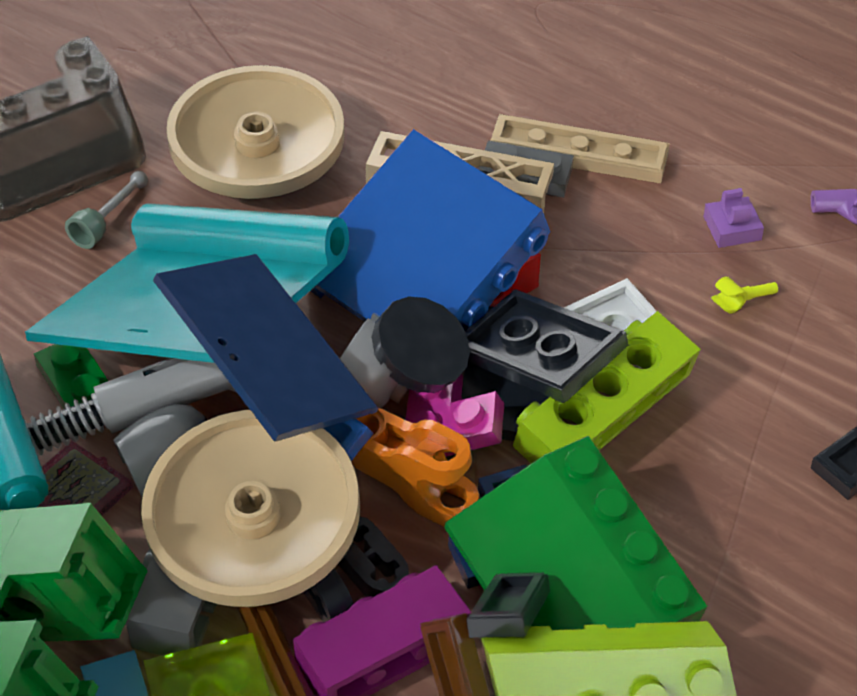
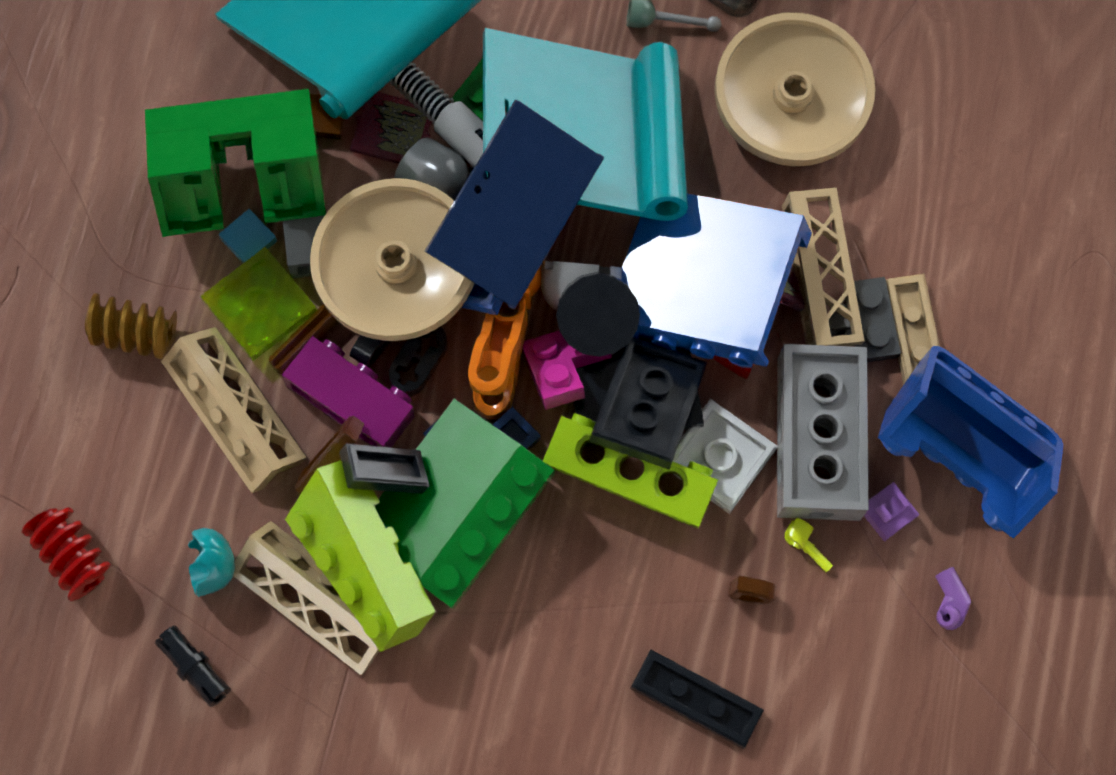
camera: 60 degrees right, 25 degrees up
(637, 229) = (844, 416): none -> light grey brick
(675, 125) = (978, 436): none -> blue windscreen
(778, 350) = (751, 590): none -> reddish brown tile

